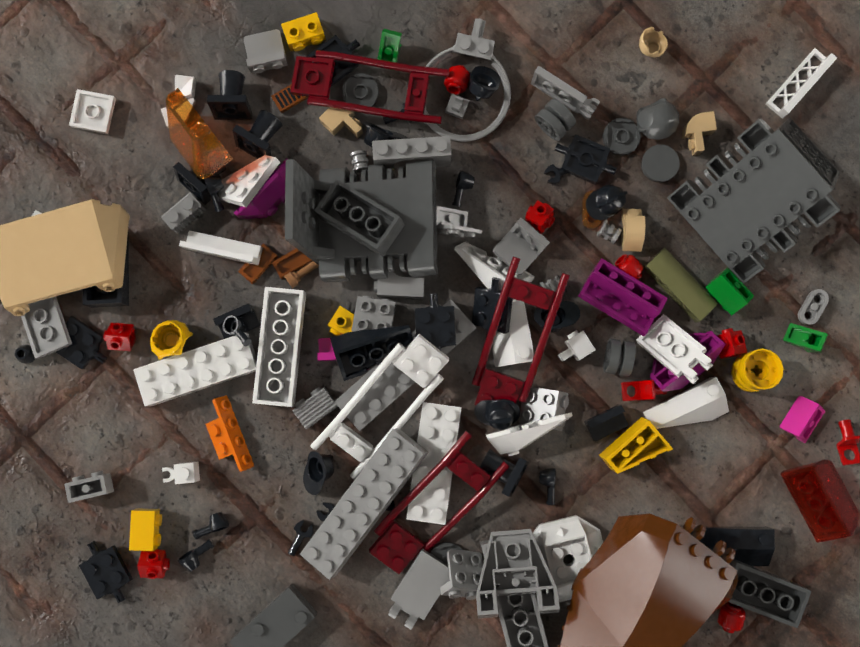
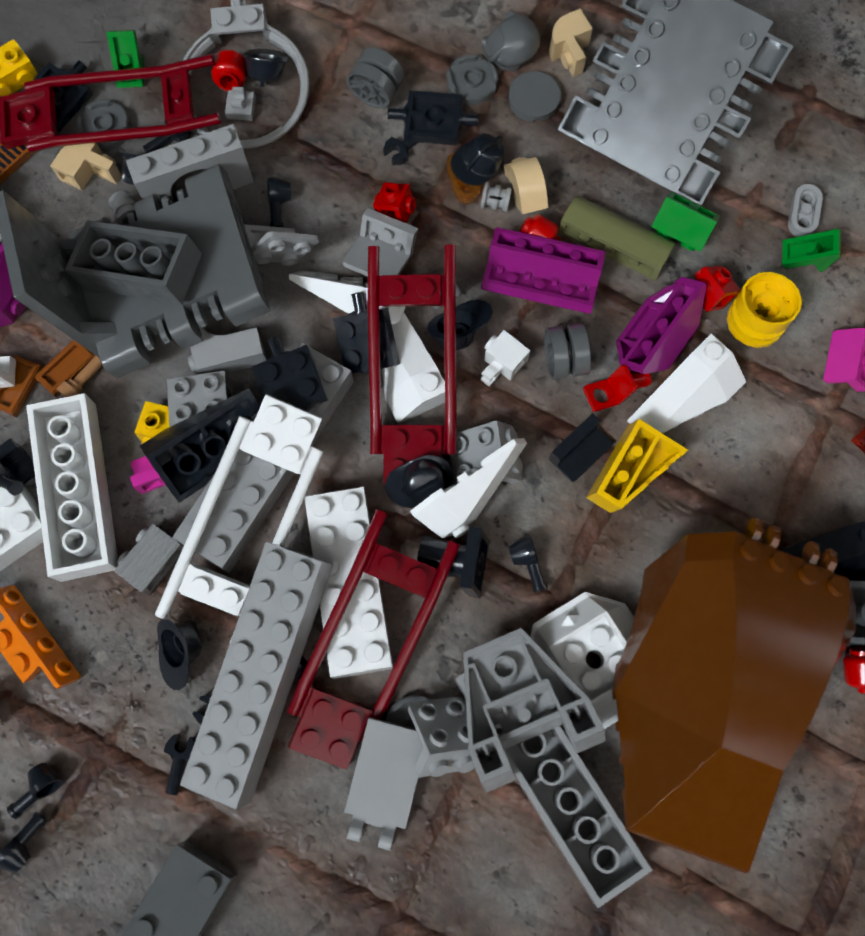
camera: 15 degrees left, 10 degrees down
(564, 93) = (352, 34): light grey tile -> none
(675, 348) = (640, 315): white tile -> none

